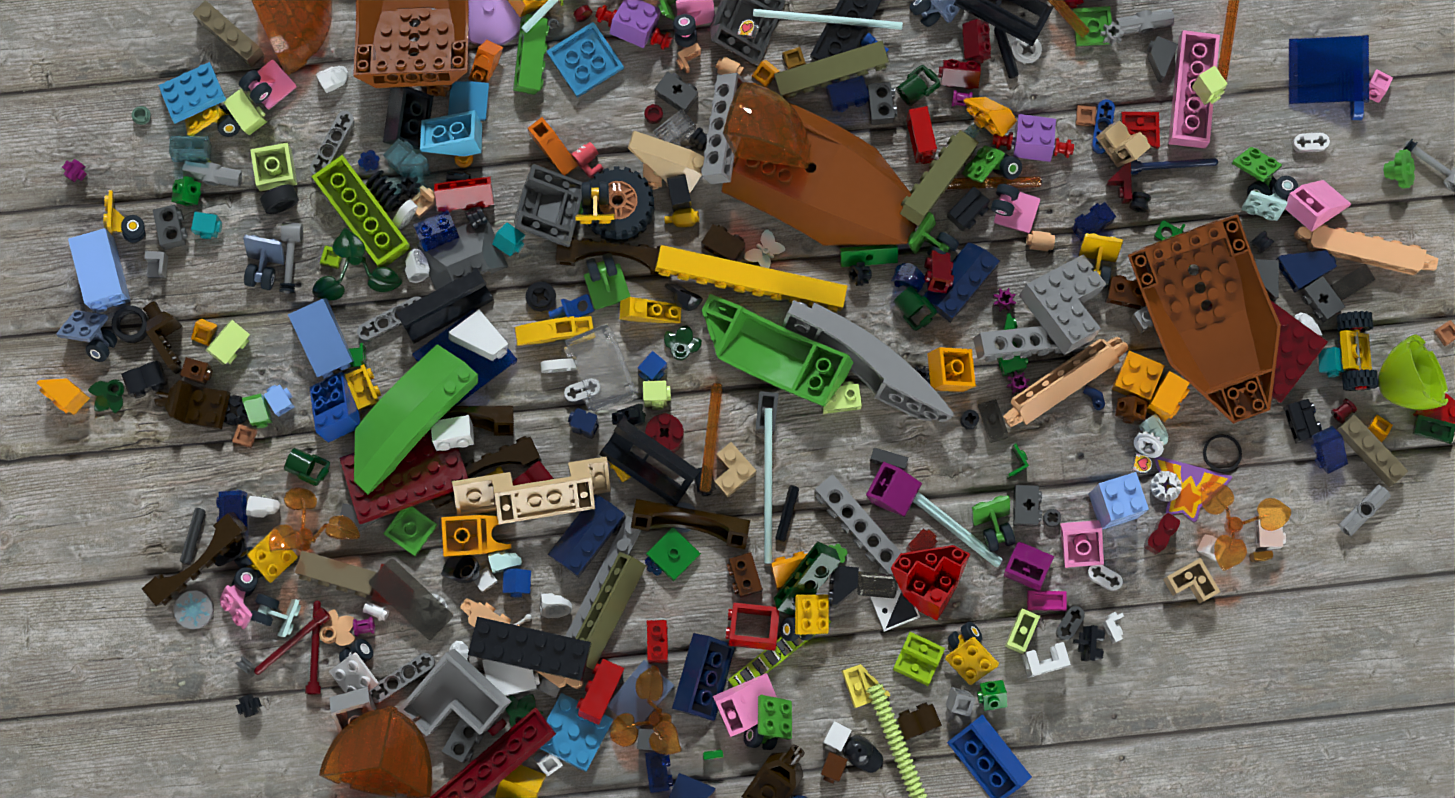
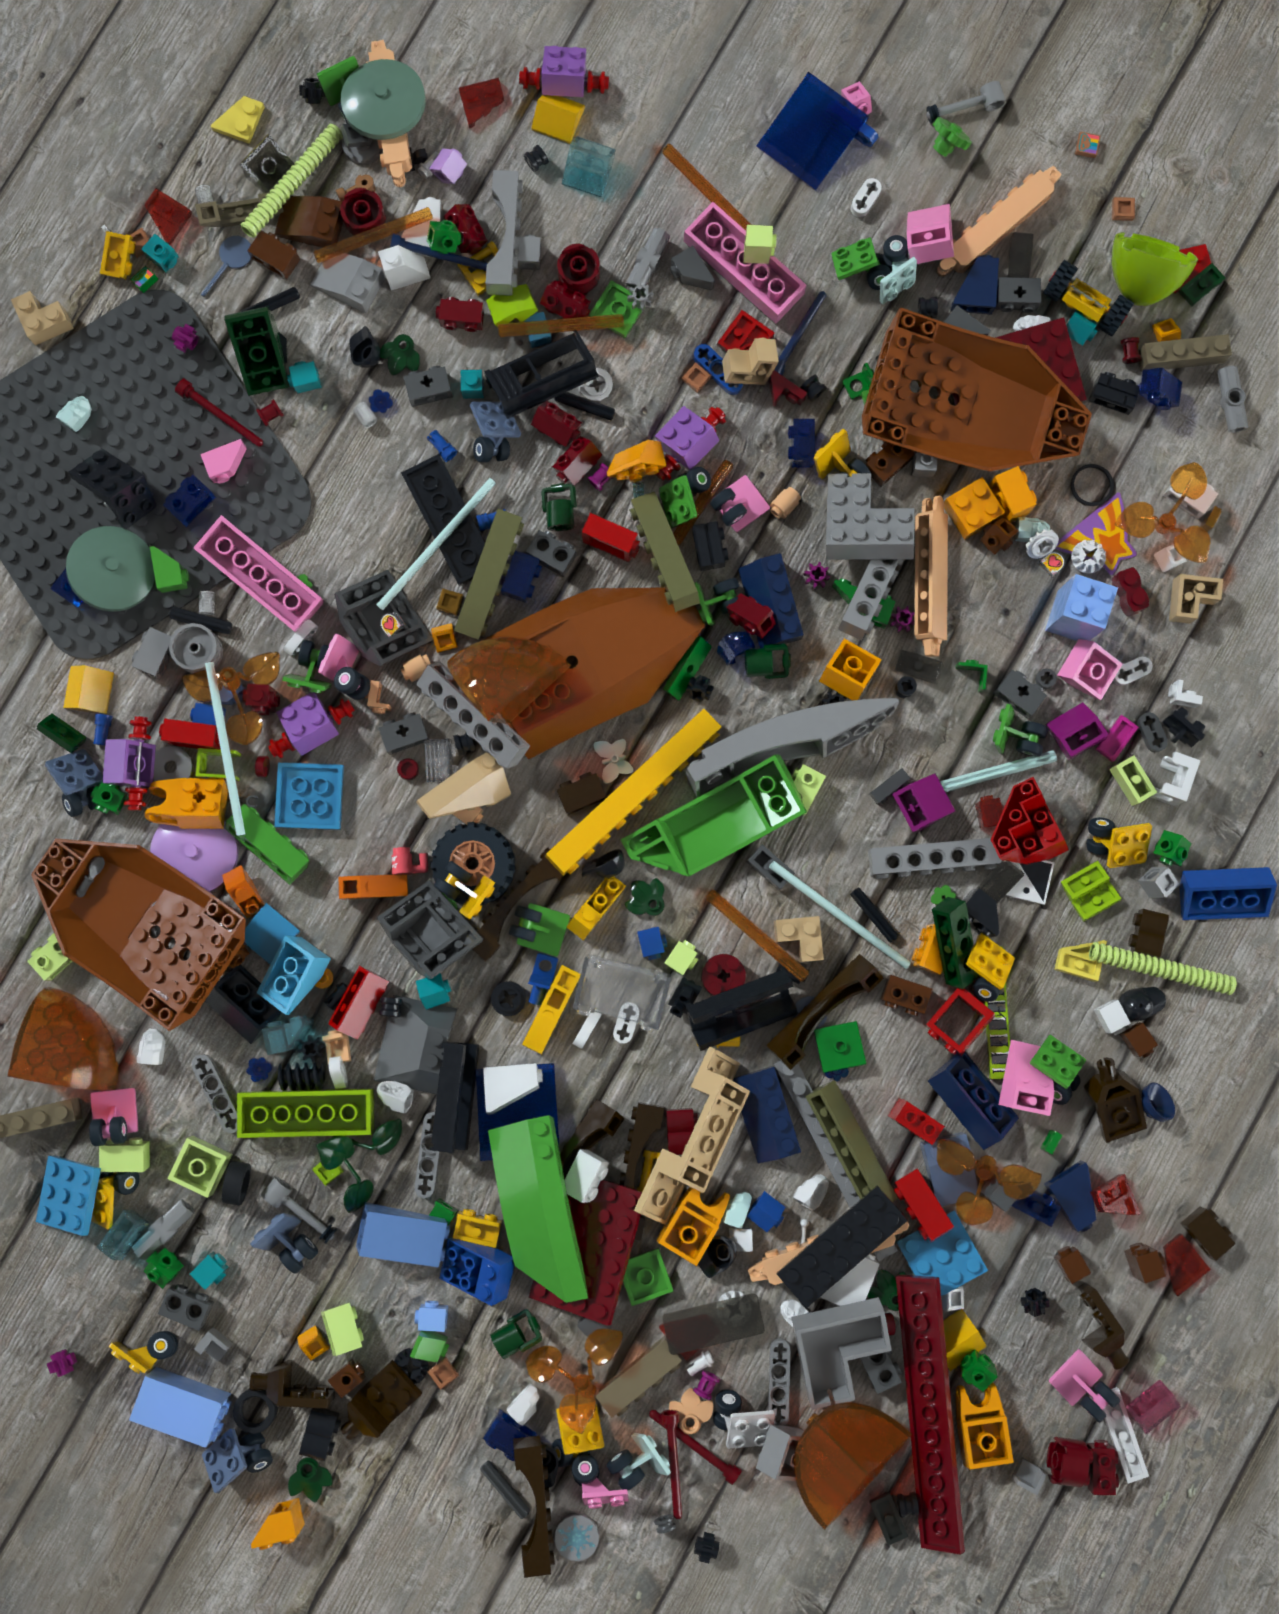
camera: 55 degrees left, 5 degrees up
(141, 115) = (53, 1258): sand green plate -> none
(436, 231) = (375, 1053): clear blue brick -> none
(583, 423) = (659, 1045): dark blue brick -> none
(679, 192) = (503, 799): black slope -> none
(683, 218) = (528, 812): yellow plant -> none
(1096, 397) = (963, 558): dark blue arm -> none

